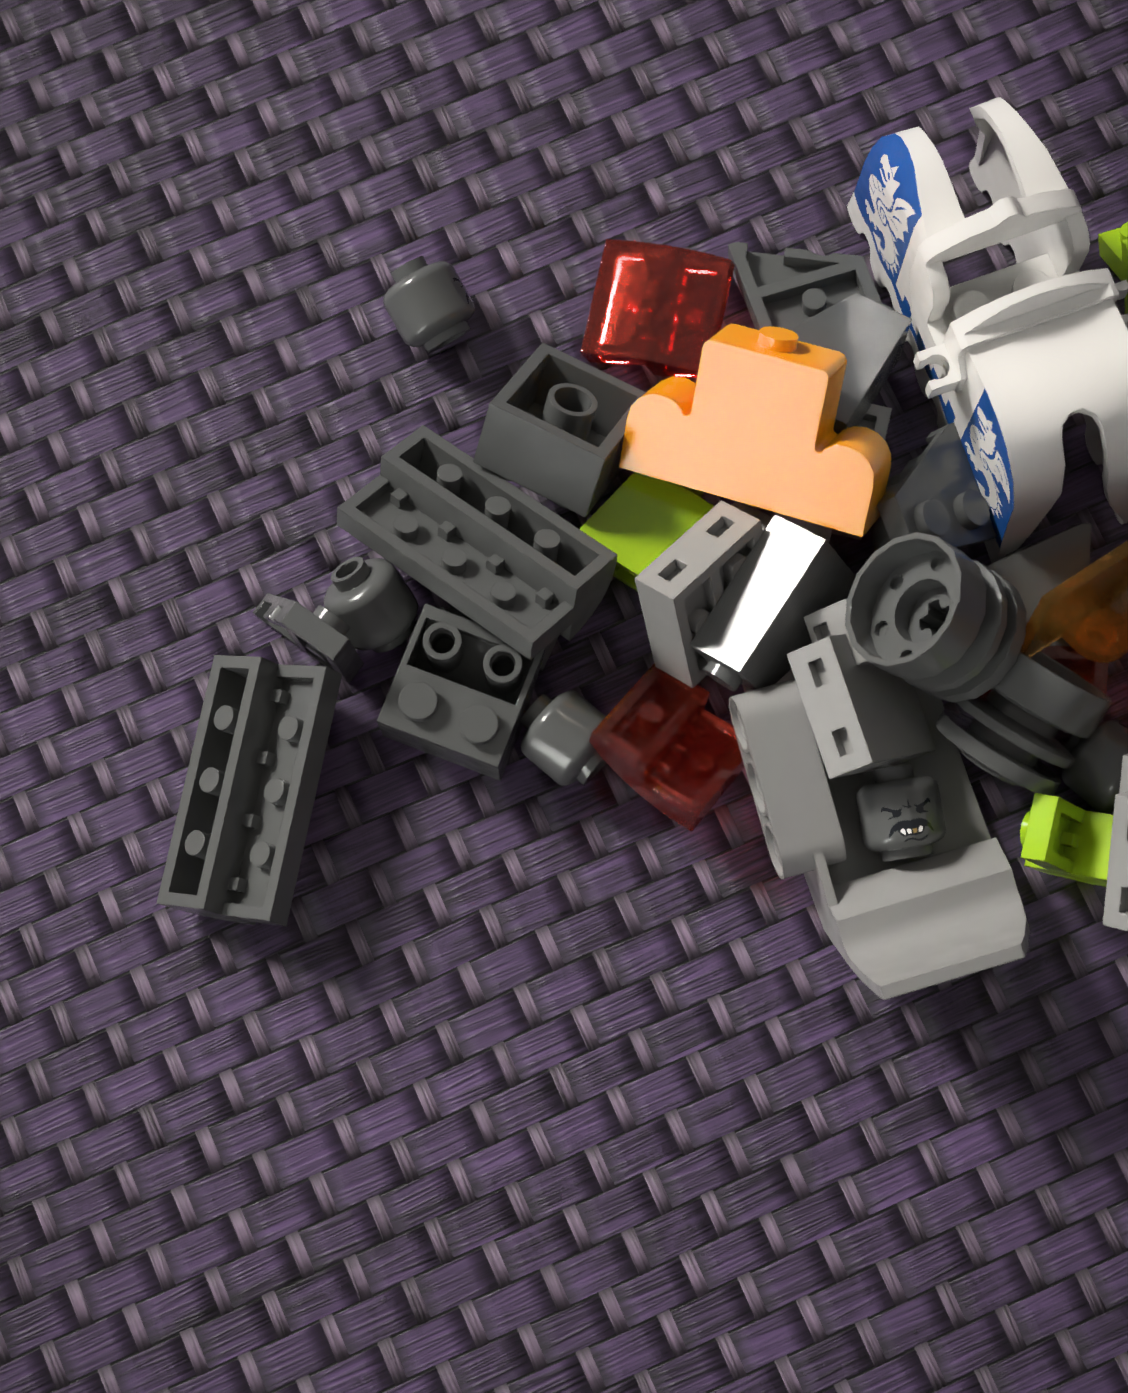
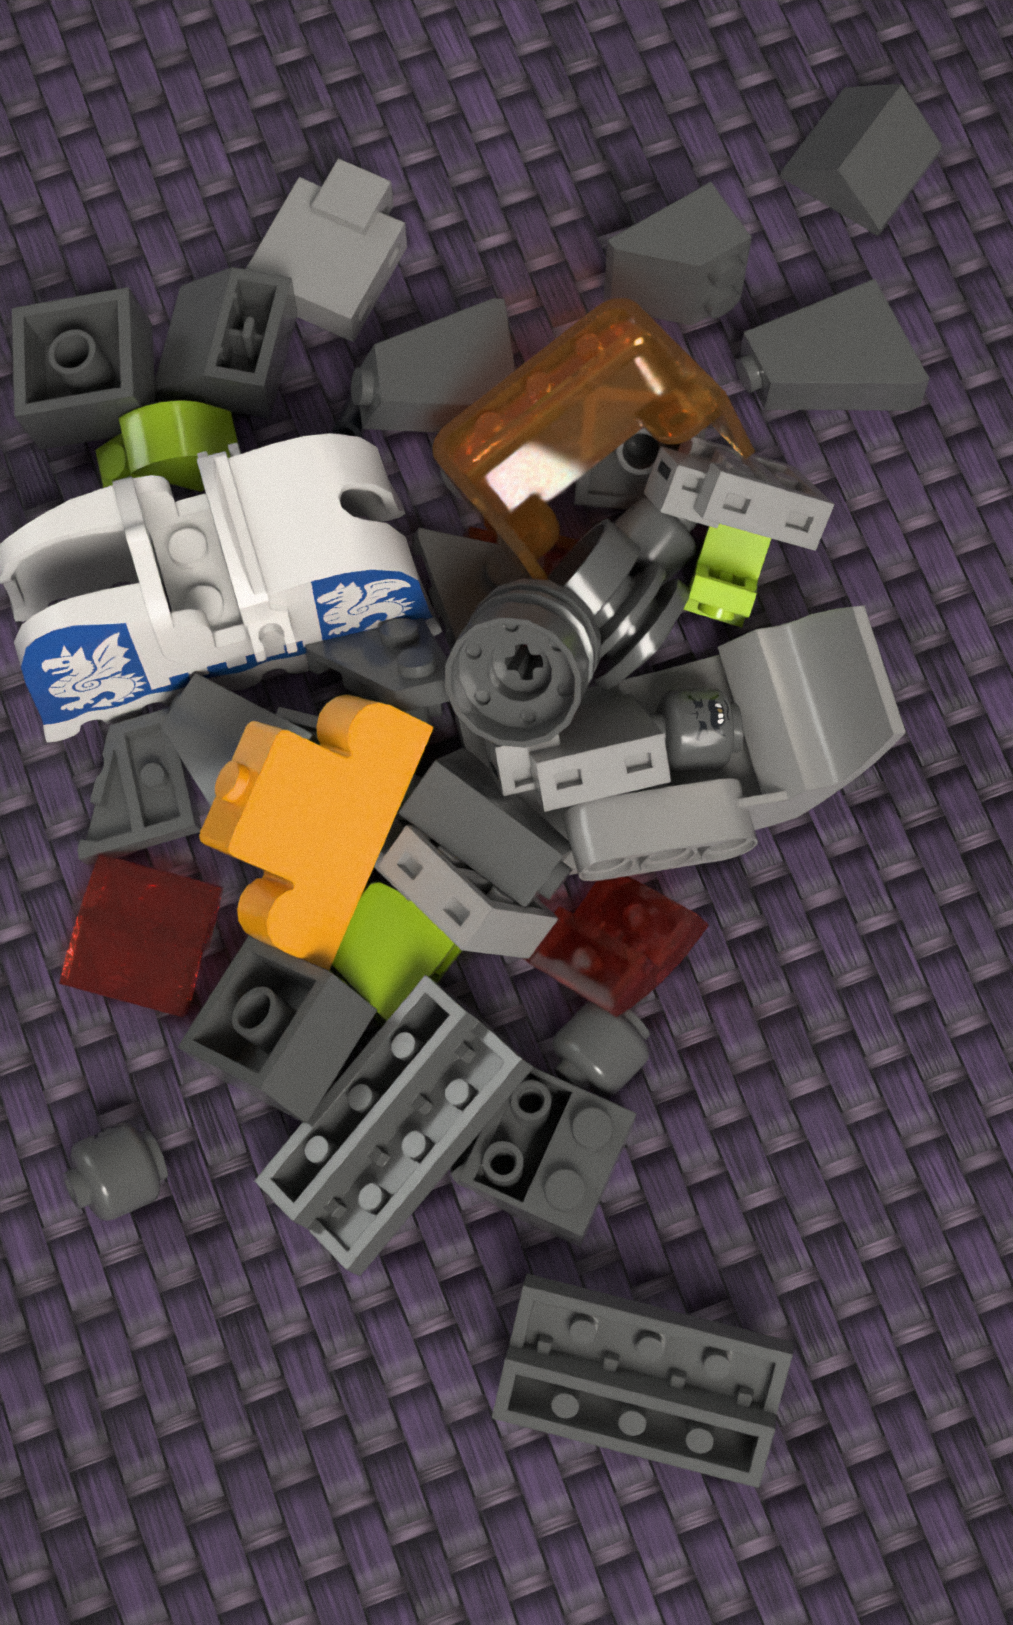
camera: 90 degrees left, 5 degrees down
(316, 633) = (484, 1294): dark grey wing -> none
(372, 603) = (448, 1244): dark grey head -> none

